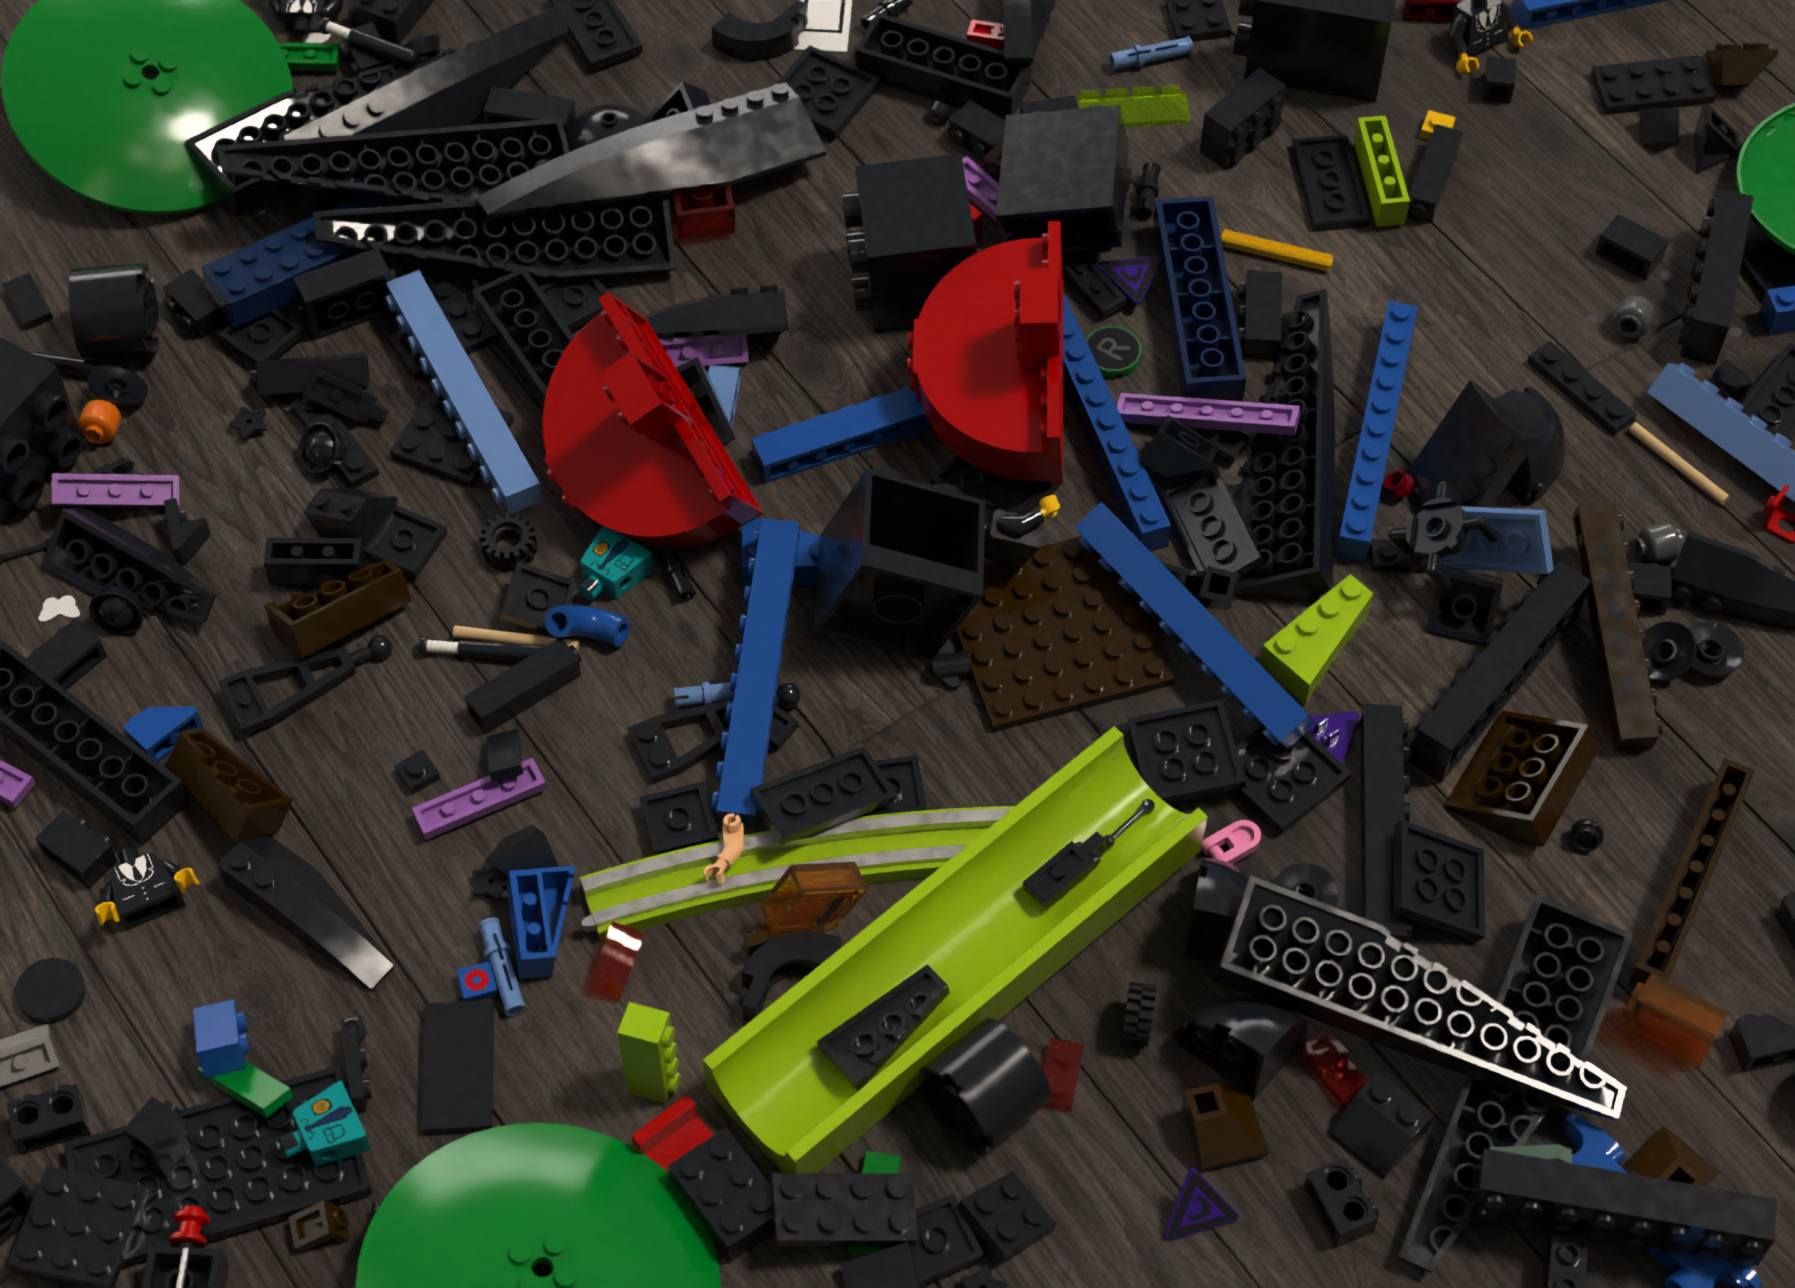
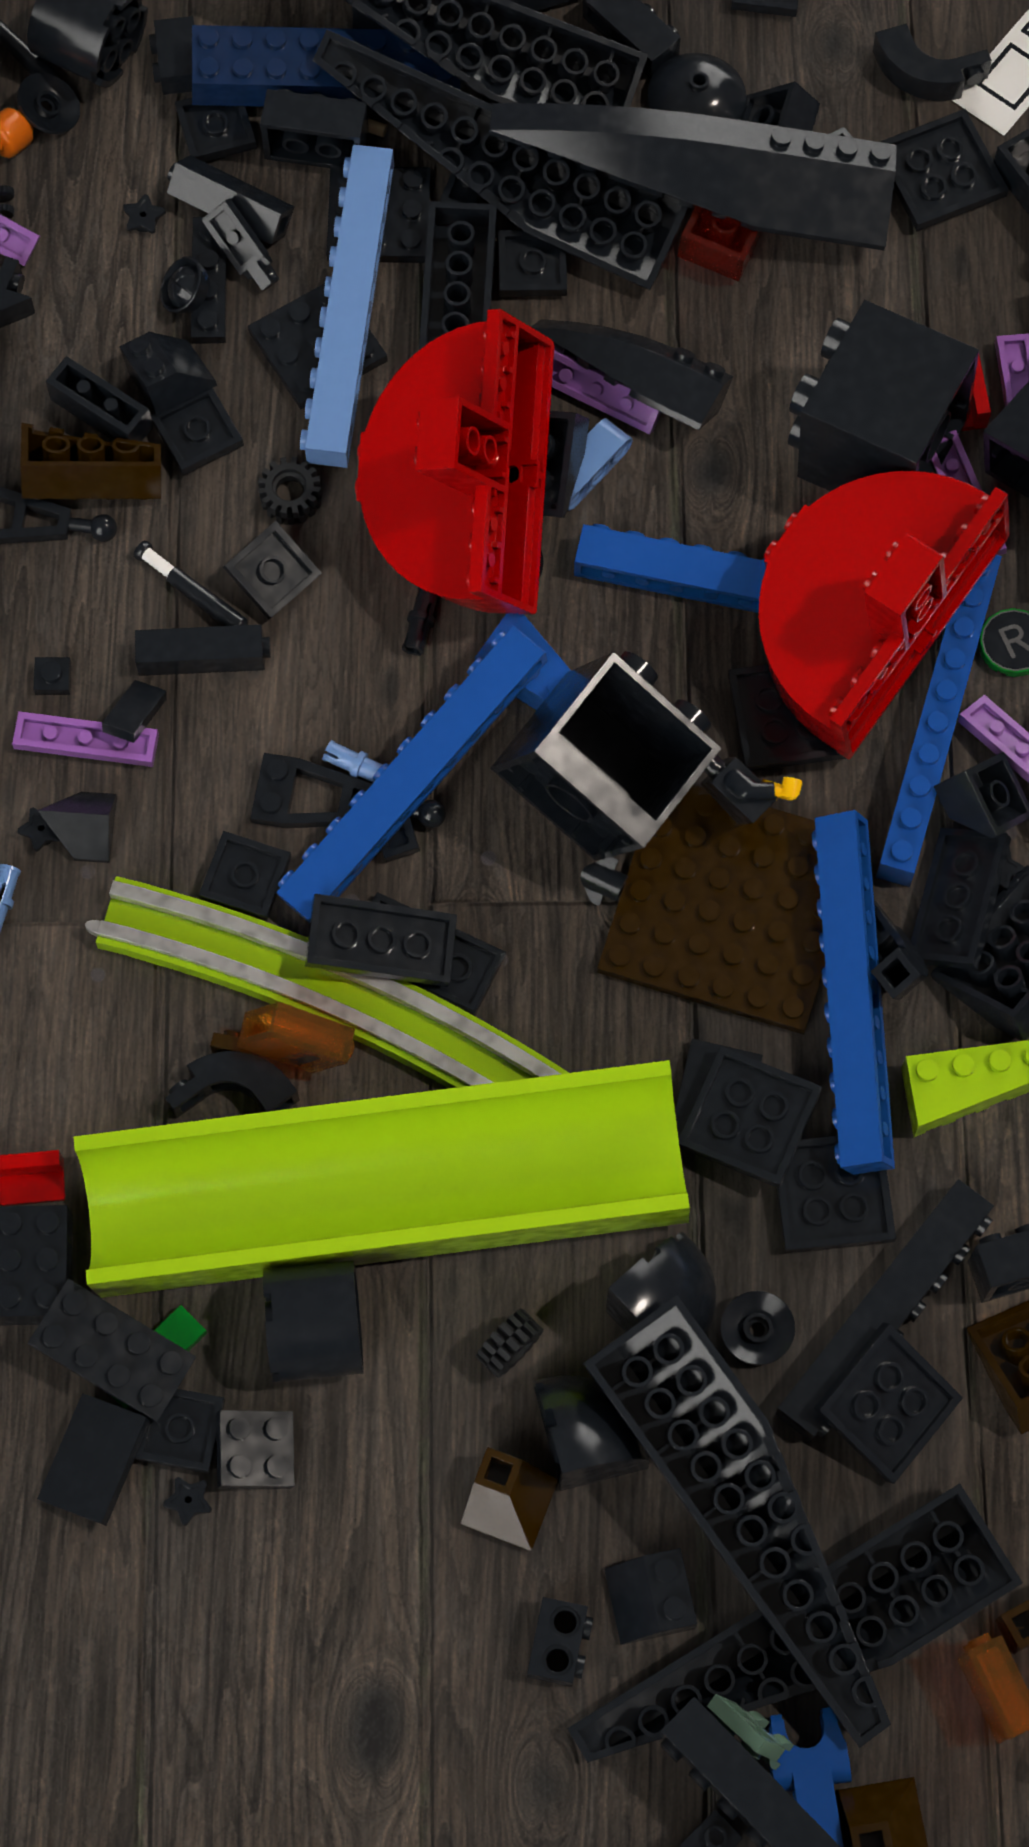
camera: 35 degrees right, 15 degrees up
(506, 637) = (229, 595): tan bar -> none
(537, 915) = (52, 893): blue wedge -> none
(587, 623) = (298, 621): blue cylinder -> none
(613, 565) = (363, 578): teal torso -> none
(615, 961) = (91, 978): clear red slope -> none
(648, 1053) = (39, 1095): lime brick -> none
(733, 847) = (264, 940): light nougat arm -> none
(879, 1030) = (253, 1207): black wing -> none
(1062, 1072) = (405, 1349): clear red plate -> none
(1065, 870) = (534, 1166): black hinge -> none
(1146, 807) = (658, 1152): hinge -> none
(1198, 1208) = (427, 1559): black piece -> none
(1241, 837) = (744, 1233): bright pink plate -> none
(1331, 1065) = (654, 1513): clear red slope -> none
(1334, 731) = (914, 1183): dark purple piece -> none

